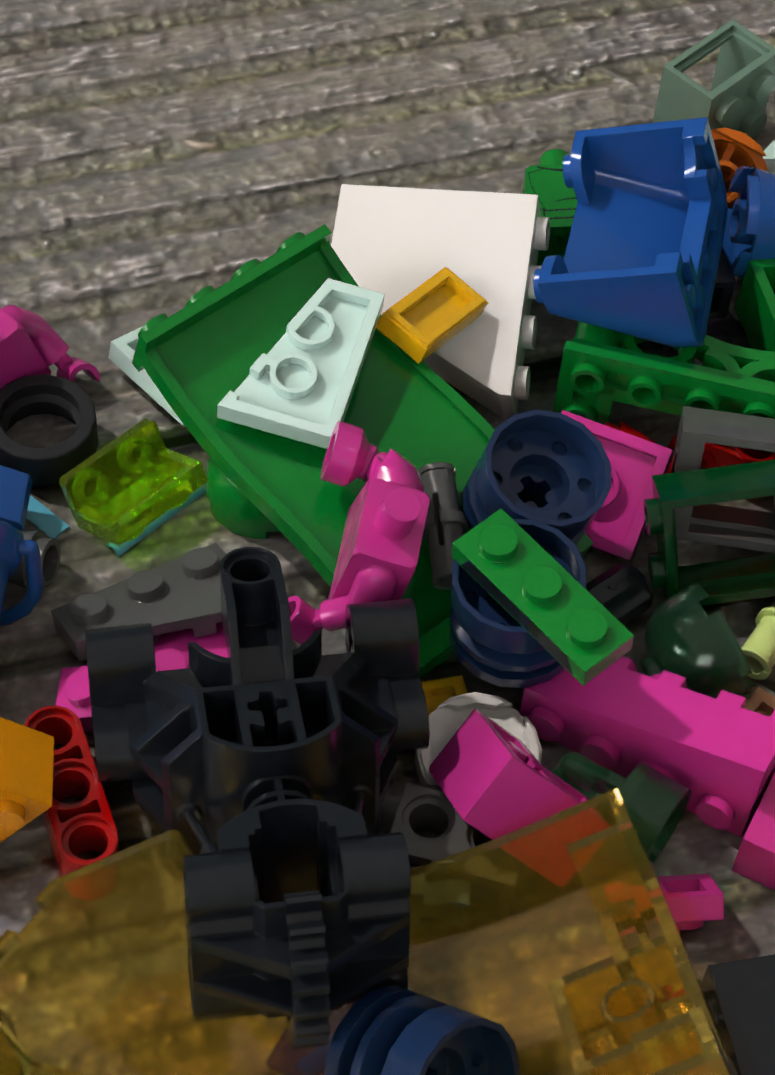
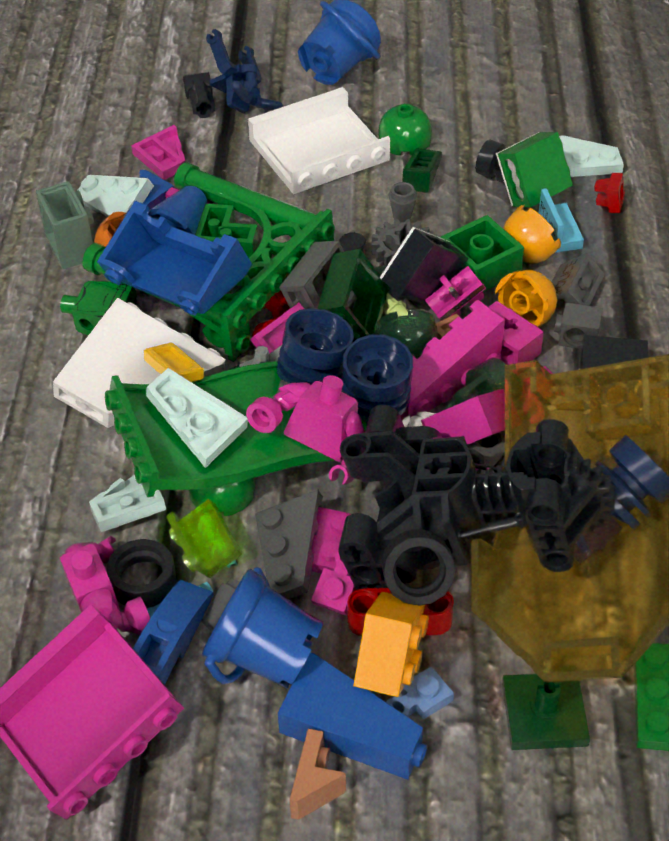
camera: 65 degrees left, 5 degrees down
(113, 757) = (424, 594): none -> black tyre
(542, 596) = (397, 353): green plate -> none

